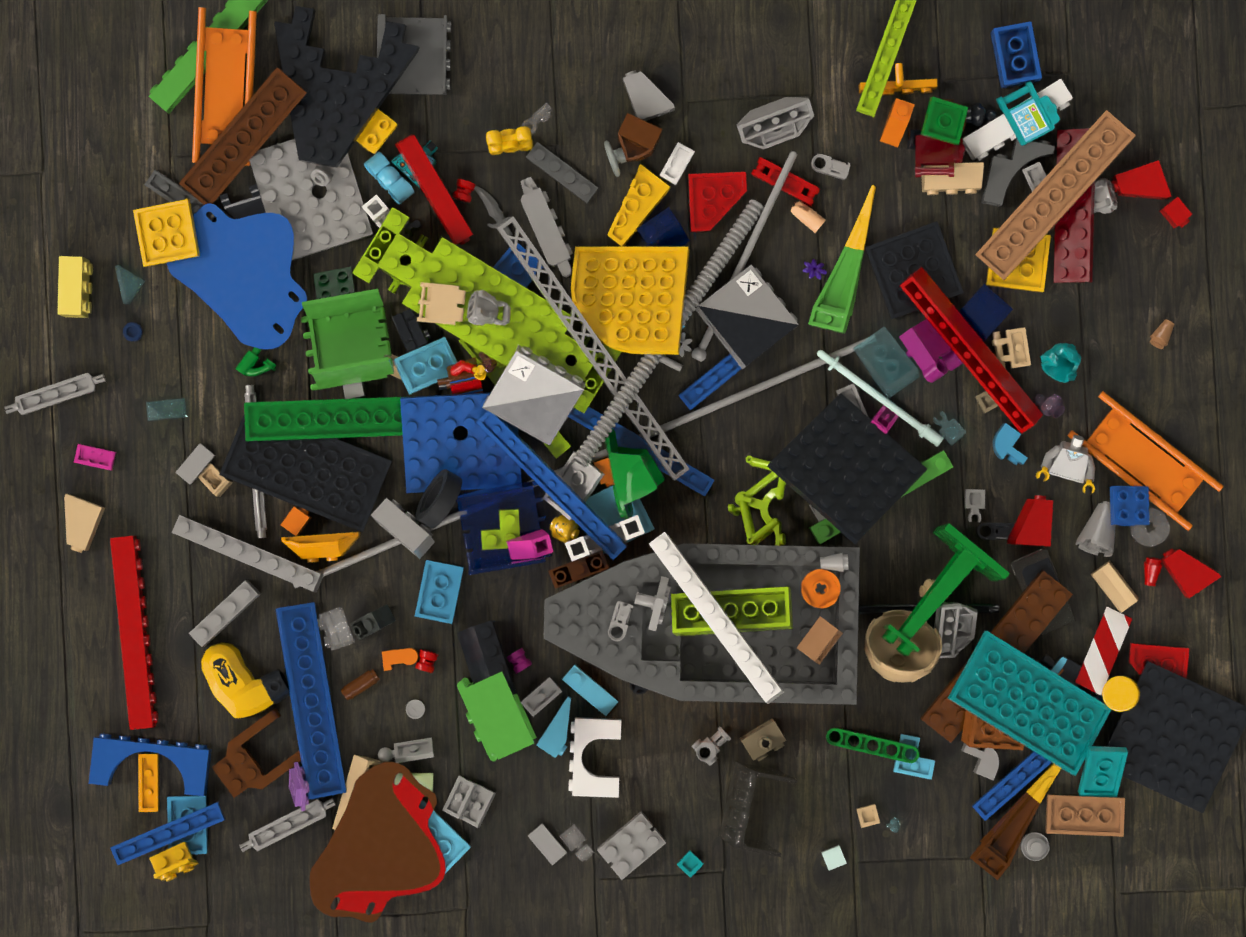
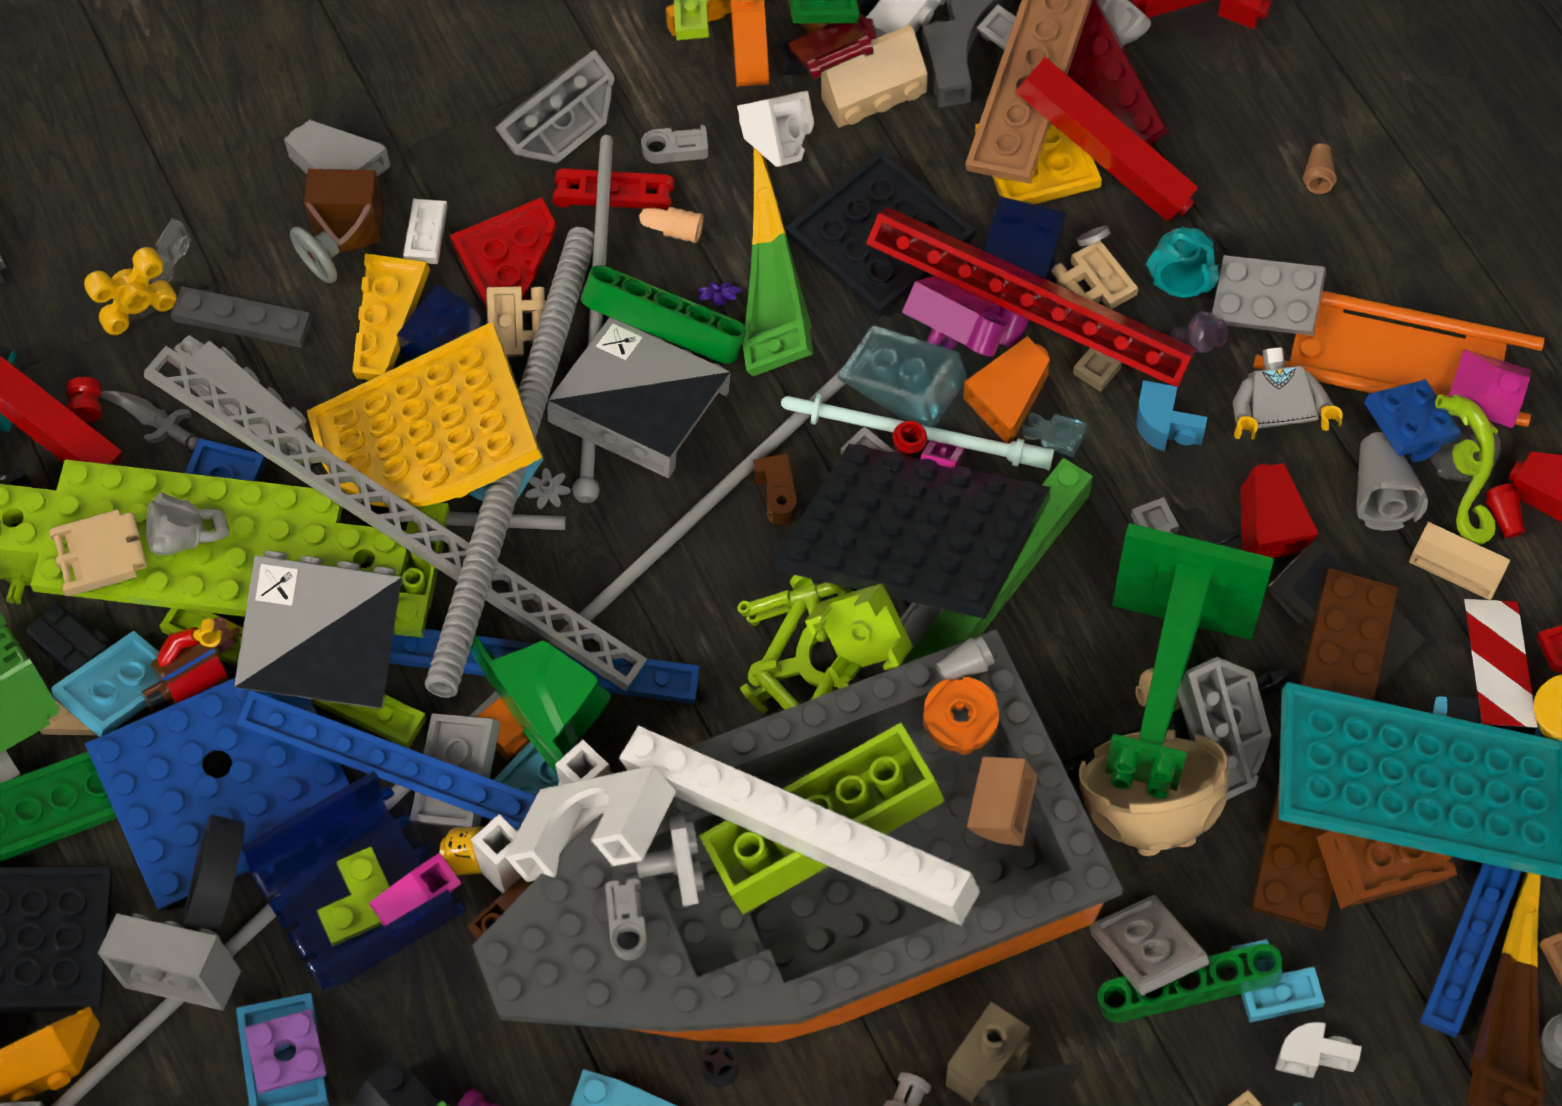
camera: 20 degrees left, 25 degrees down
(430, 600) = (269, 1036): none -> medium lavender piece
(613, 549) = (632, 813): none -> white arch
(697, 240) = (506, 310): none -> tan plate
(710, 382) = (631, 514): blue tile -> none
(778, 276) = (663, 314): none -> green beam
(795, 514) = (862, 631): none -> lime panel
(796, 399) = (781, 497): none -> reddish brown leg
(863, 721) = (1148, 945): none -> light grey tile
(876, 406) = (909, 438): none -> red cone
(887, 180) = (778, 126): none -> white slope
(912, 796) = (1307, 1049): none -> white brick
(936, 395) = (1008, 387): none -> orange slope
(987, 761) = (1403, 924): light grey brick -> none
(1023, 322) = (1093, 236): none -> light grey piece
(1055, 276) = (1107, 140): none -> red brick
(1095, 400) = (1269, 295): none -> light grey plate
(1148, 547) = (1480, 469): none -> lime plant
(1179, 503) = (1492, 385): none -> dark pink slope

